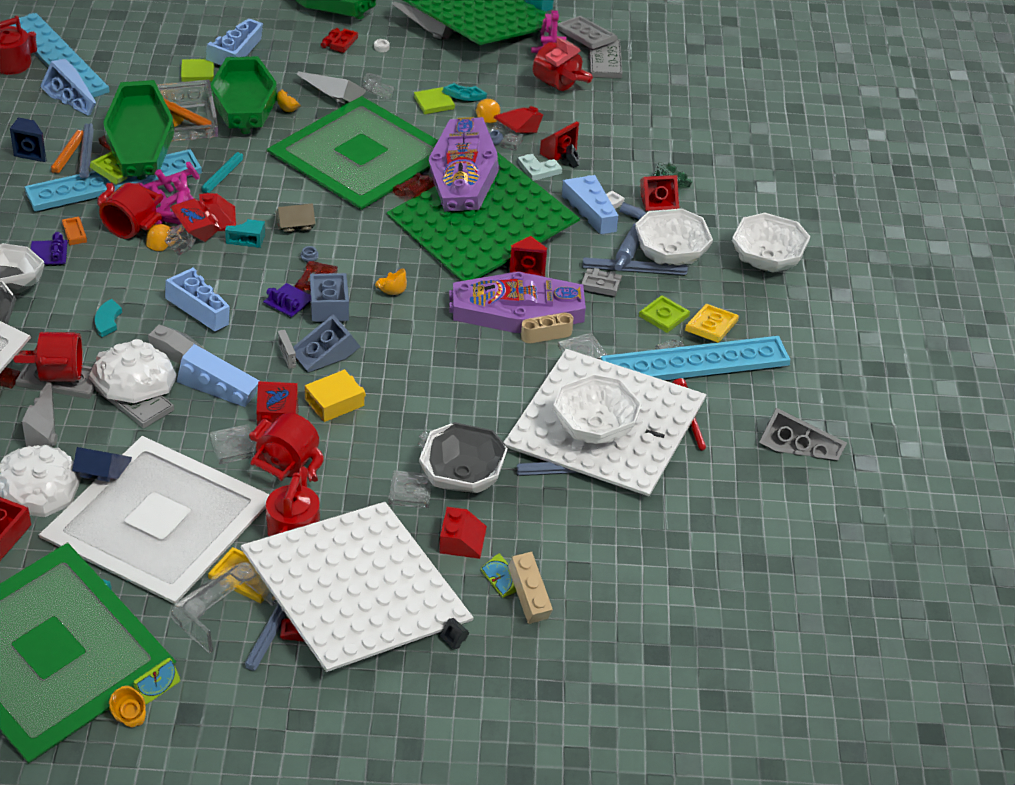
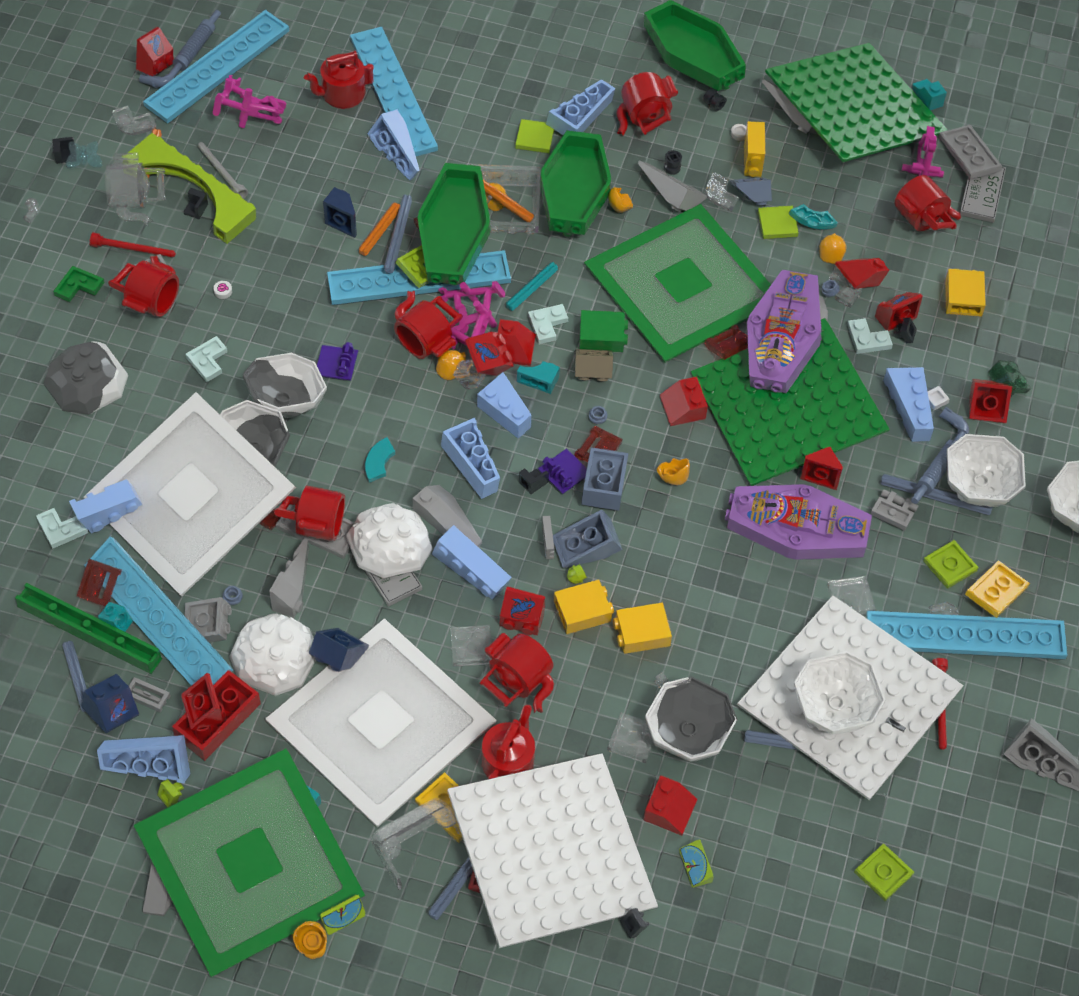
camera: 15 degrees right, 15 degrees up
(74, 231) = (367, 338): orange tile -> none
(220, 258) = (505, 406): none -> light blue wedge
(241, 196) = (544, 320): none -> light aqua plate
(260, 311) = (534, 480): none -> black panel
(292, 28) = (646, 101): none -> red piece
(298, 191) = (603, 330): none -> green brick
(321, 371) = (576, 574): none -> lime plate
(328, 68) = (672, 162): none -> black wheel
(339, 40) = (698, 120): red plate -> none
(353, 24) = (714, 99): none -> black wheel
(387, 232) = (684, 402): none -> red slope
(396, 402) = (642, 628): none -> yellow brick
(399, 50) = (754, 149): none -> yellow brick
(406, 78) = (755, 189): none -> sand blue slope
(530, 587) = (719, 890): tan brick -> none
(547, 328) = (828, 556): tan beam -> none
(562, 53) = (929, 196): coral slope -> none
(613, 124) = (965, 292): none -> yellow brick
(680, 552) = (884, 872): none -> lime tile

